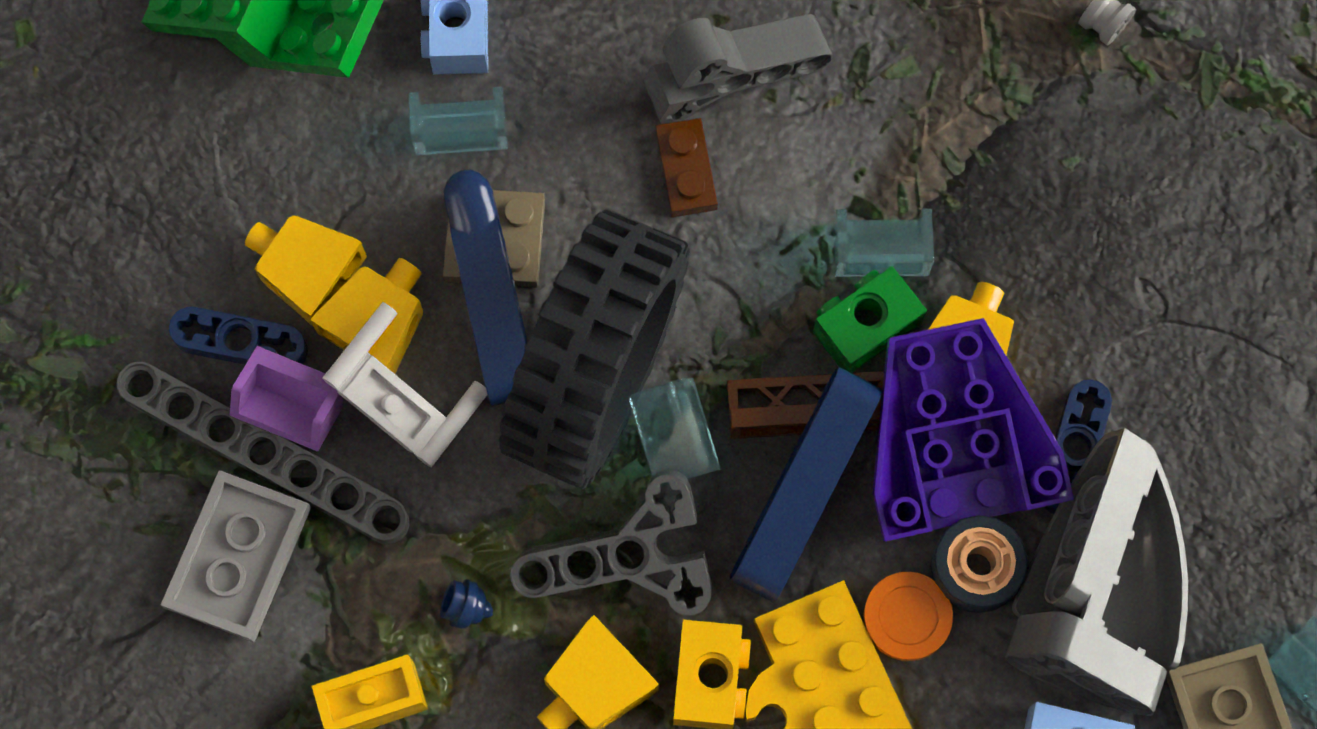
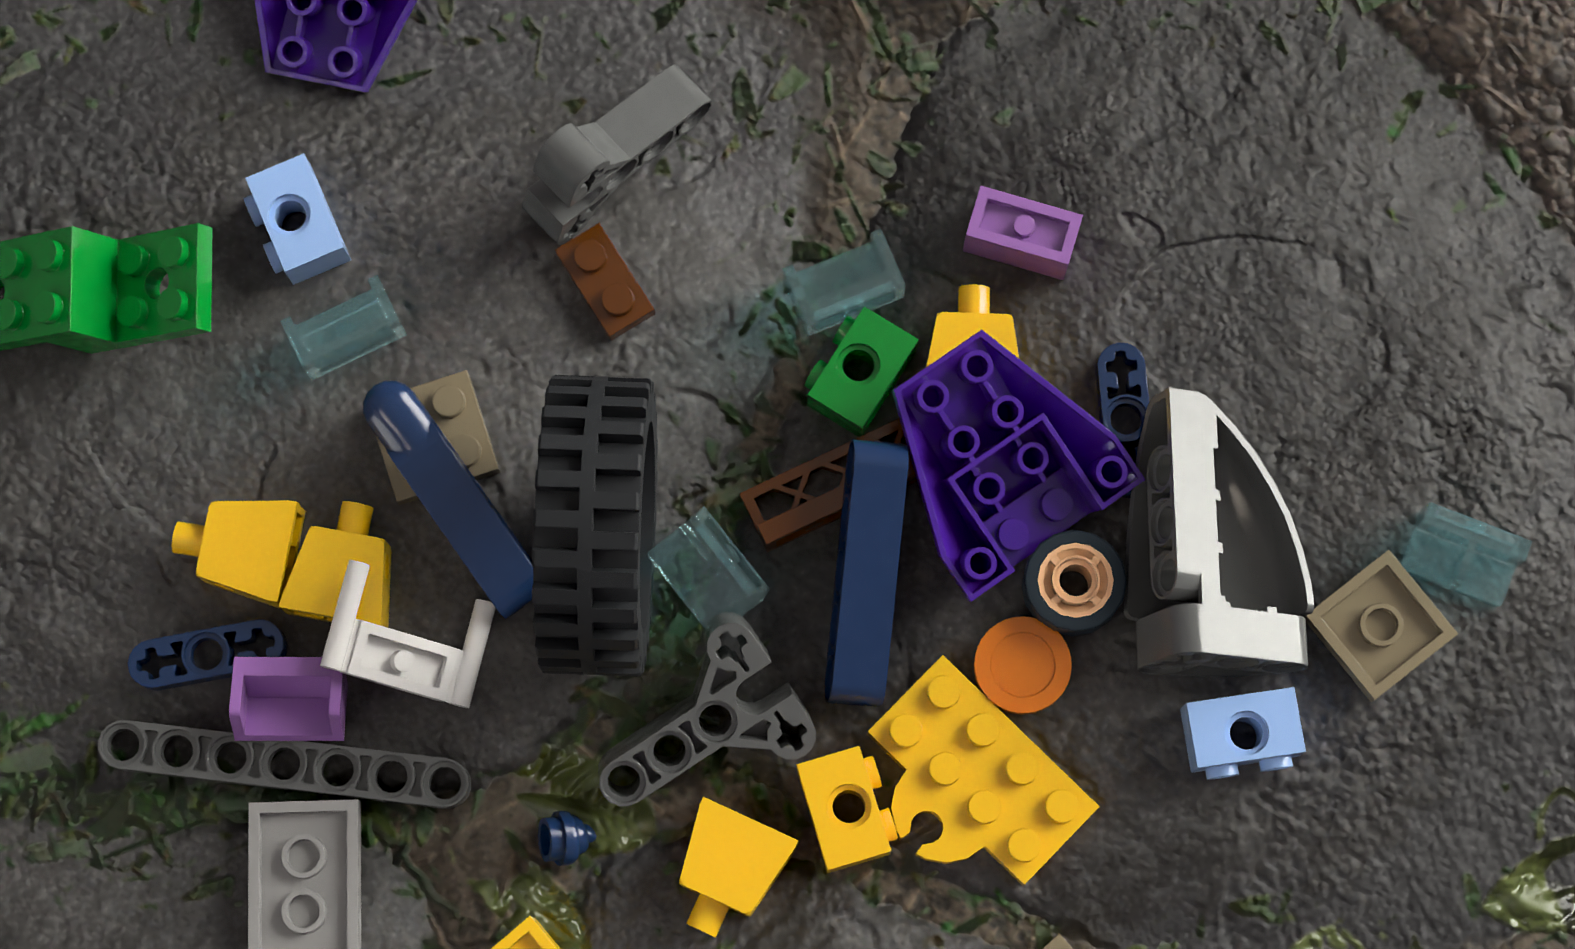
camera: 20 degrees left, 5 degrees up
(1048, 258) = (1022, 232): none -> medium lavender panel

